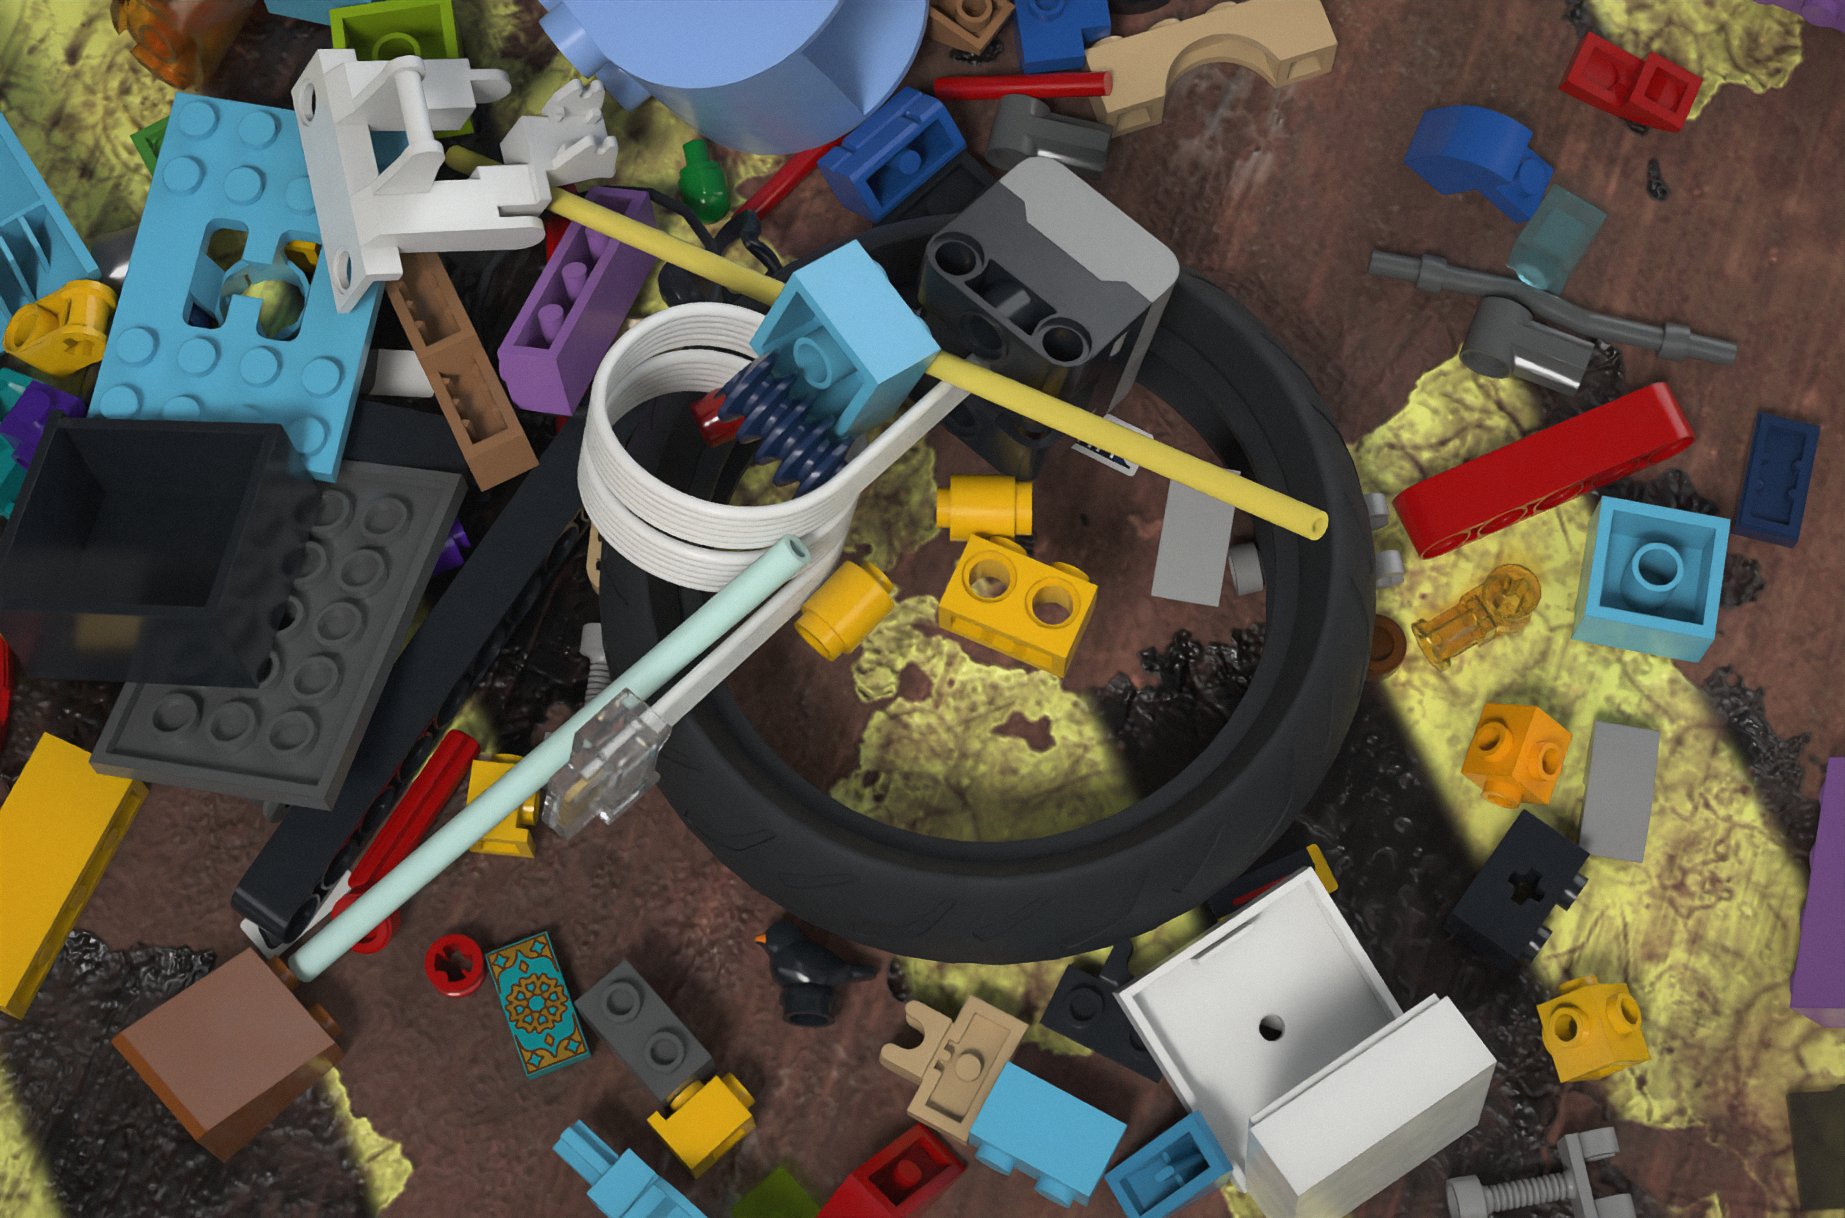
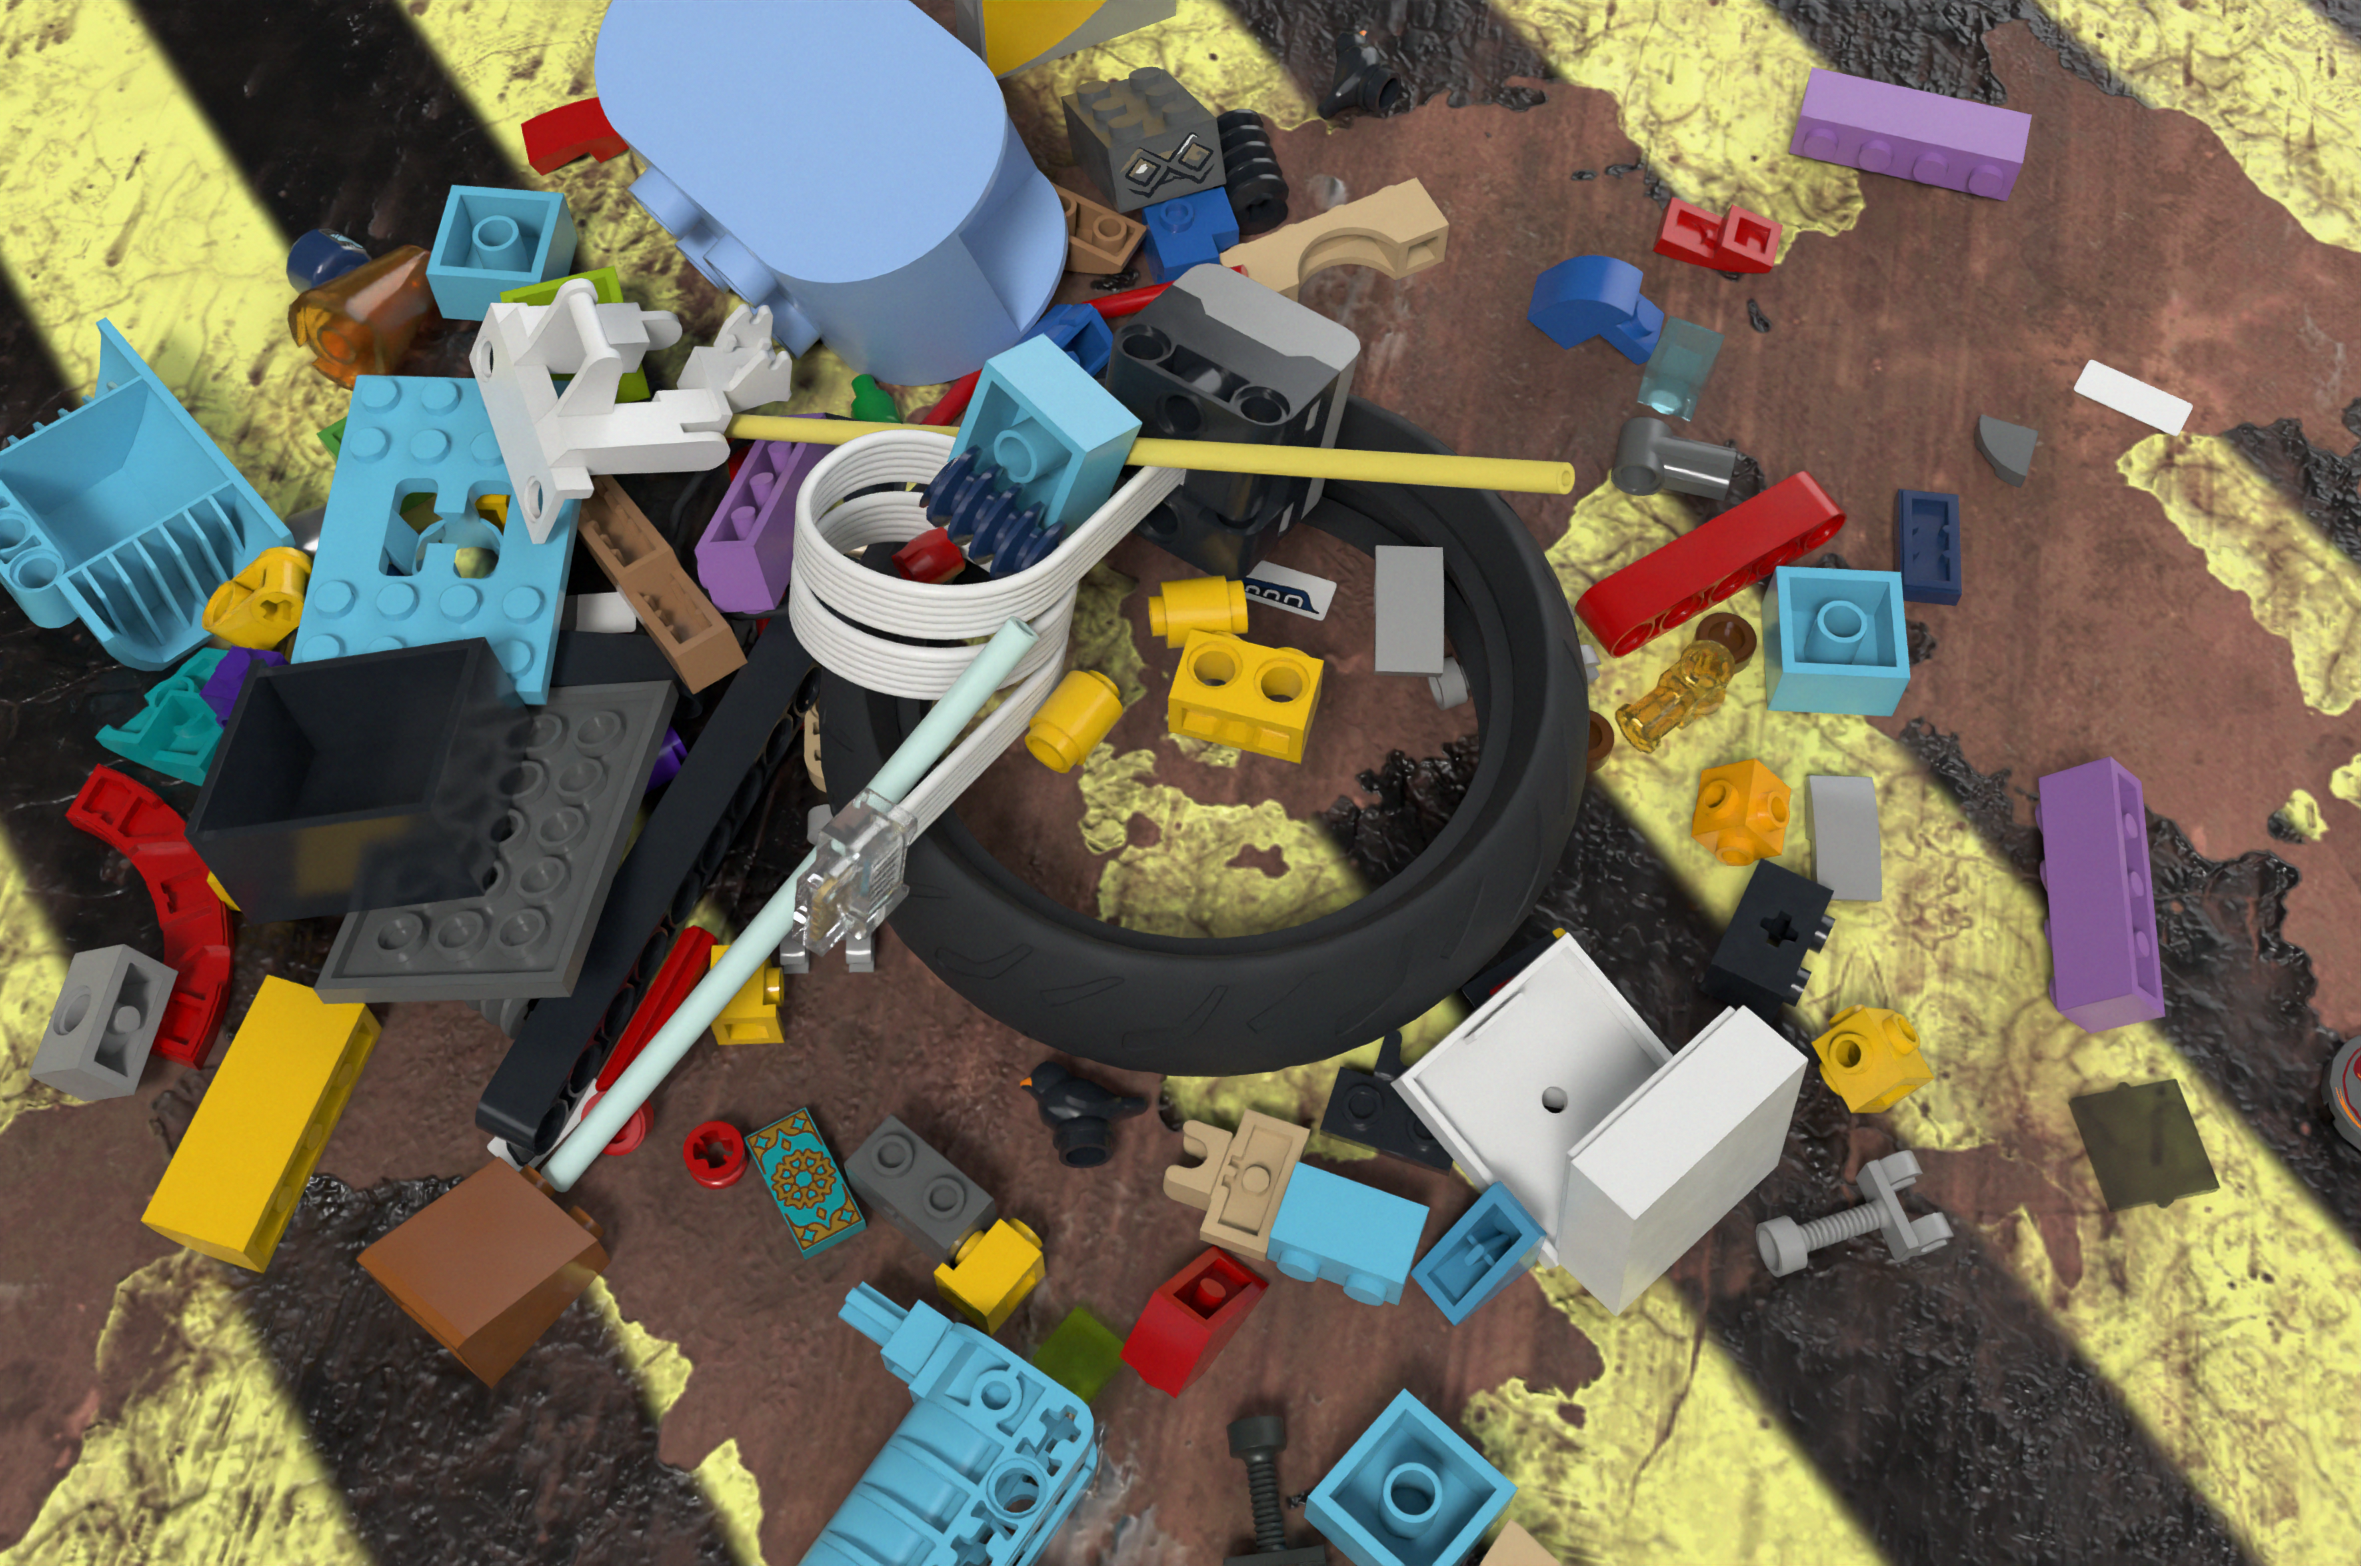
camera: 10 degrees left, 10 degrees down
(1546, 554) = (1732, 633): none -> reddish brown tile
(1668, 341) = (1800, 442): dark grey bar -> none

